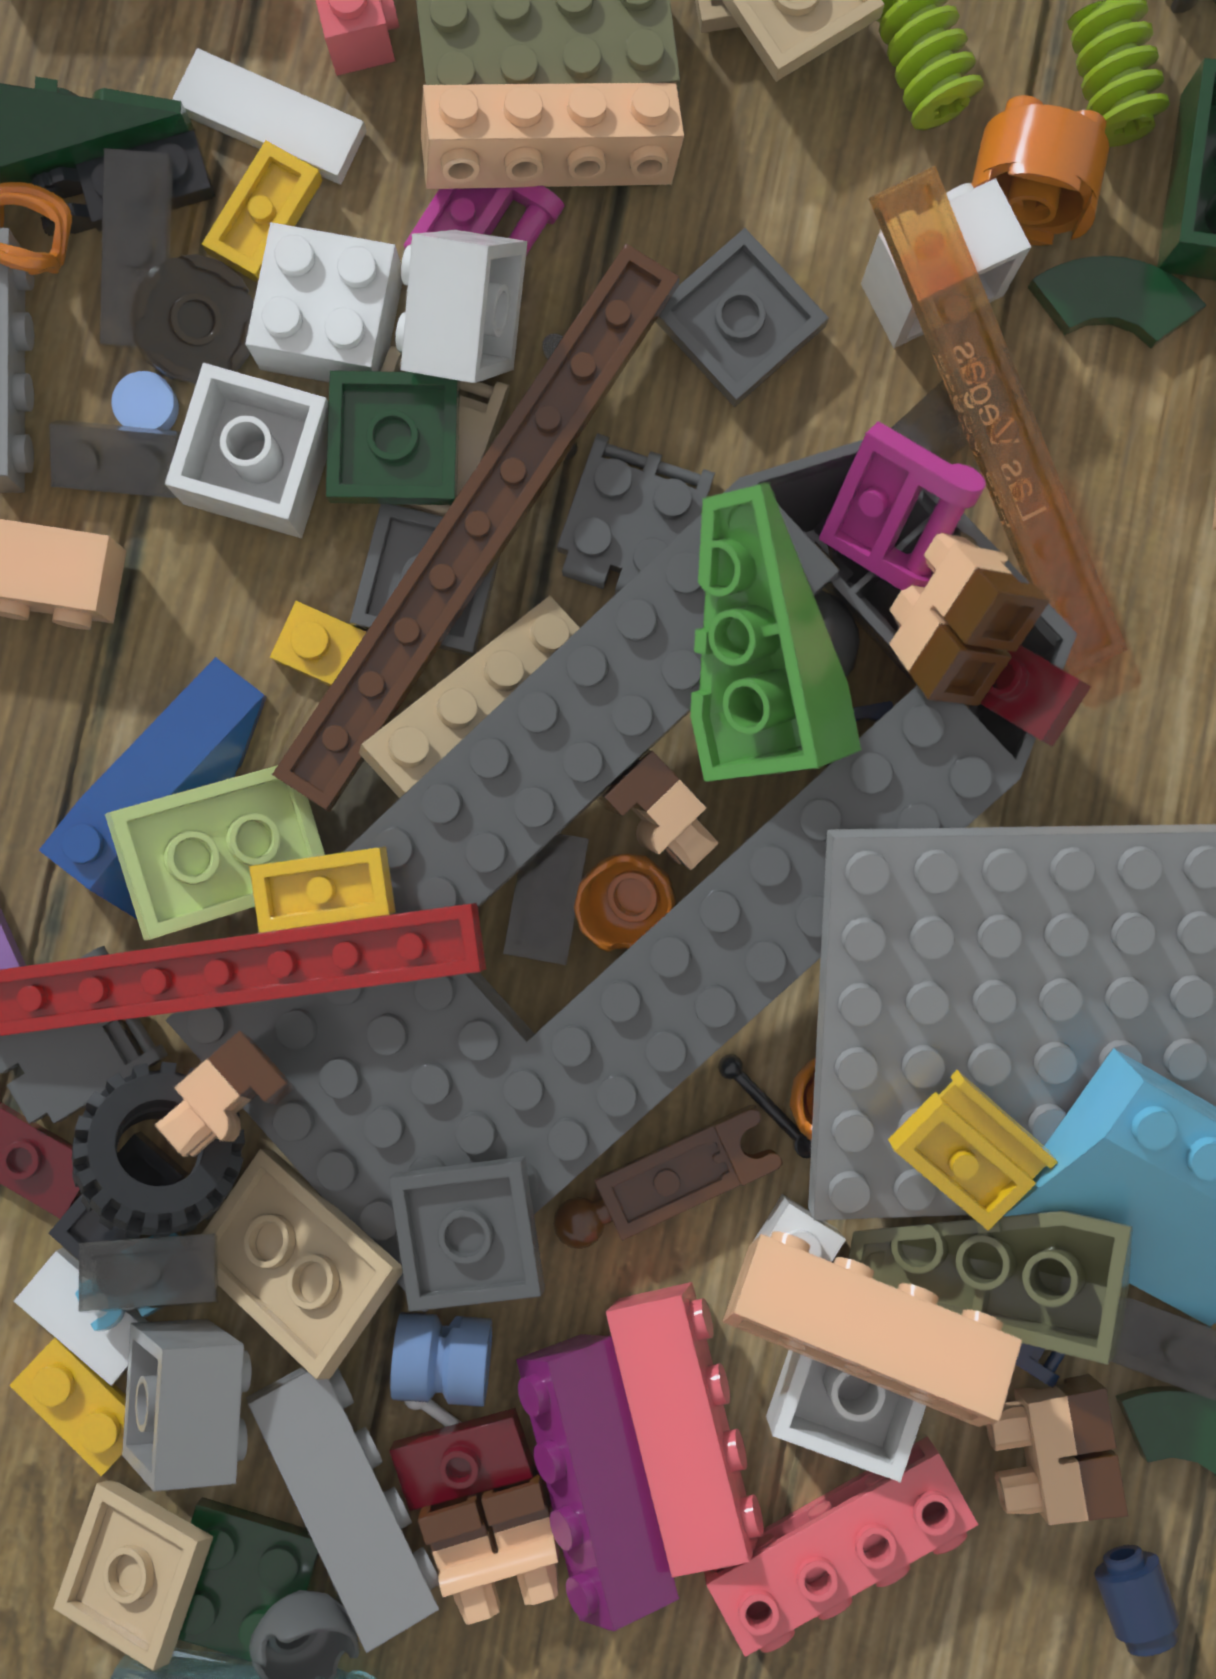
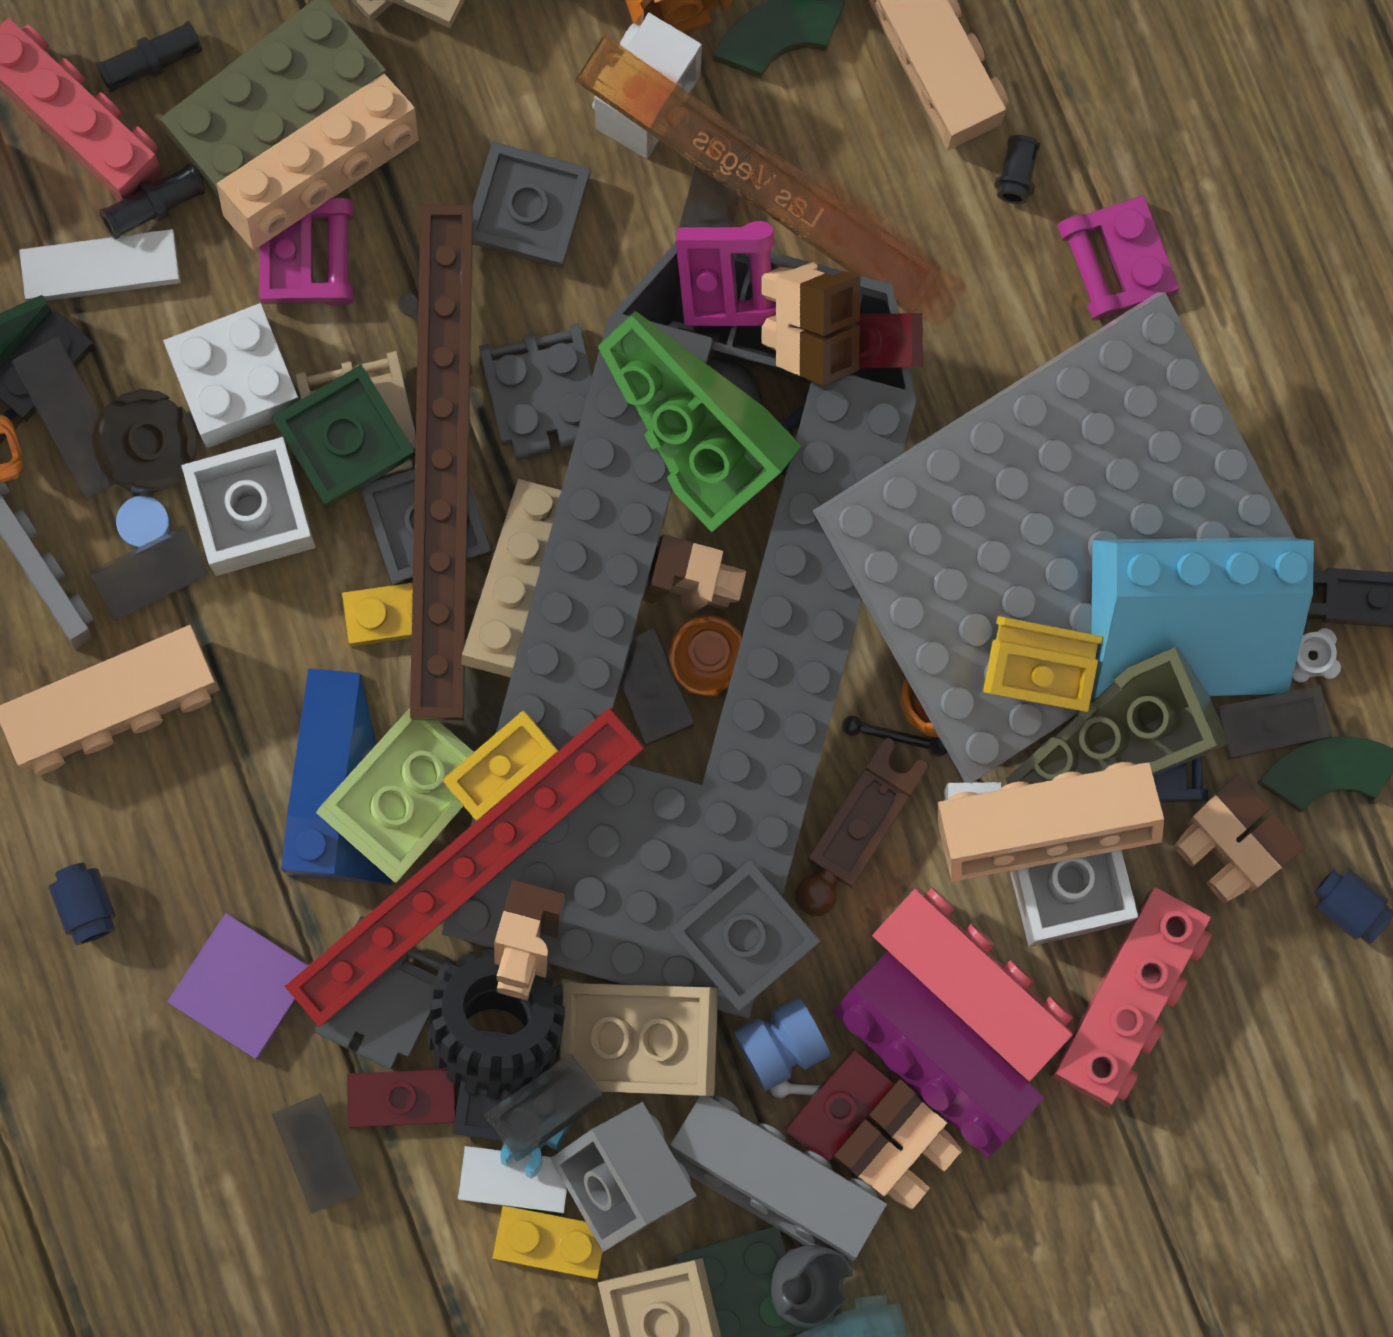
camera: 40 degrees left, 5 degrees down
(272, 190) = (139, 333): yellow plate -> none
(360, 79) = (152, 201): none -> black pin
(461, 304) = (336, 316): white brick -> none

